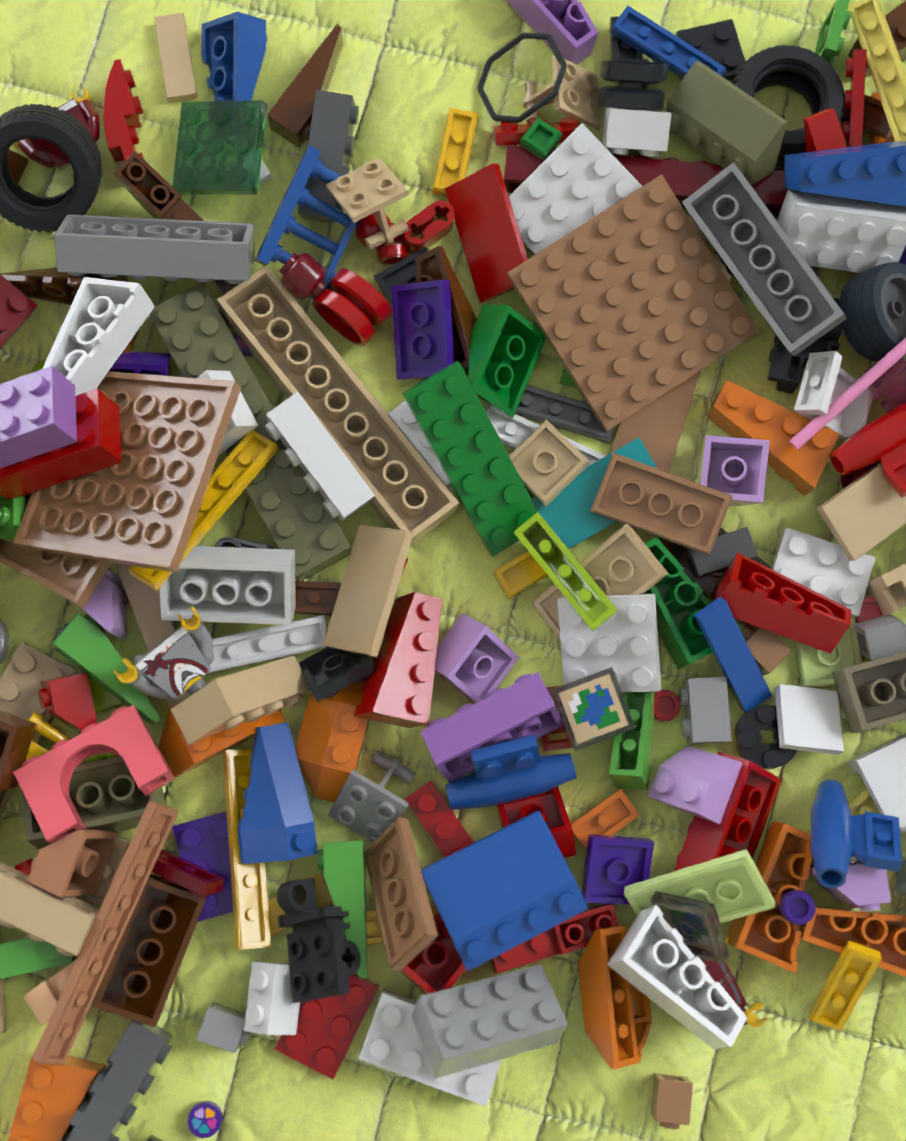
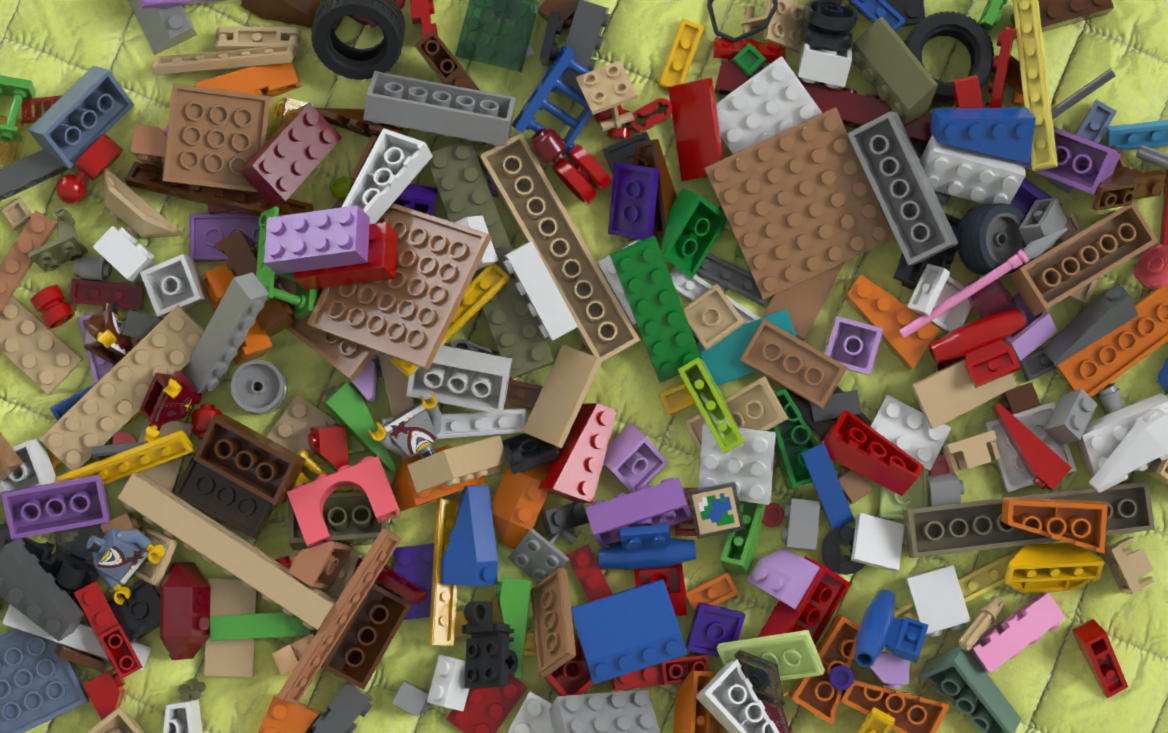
camera: 15 degrees right, 5 degrees up
(287, 155) = (550, 47): none -> black plate
(393, 750) = (563, 518): none -> pearl dark grey plate

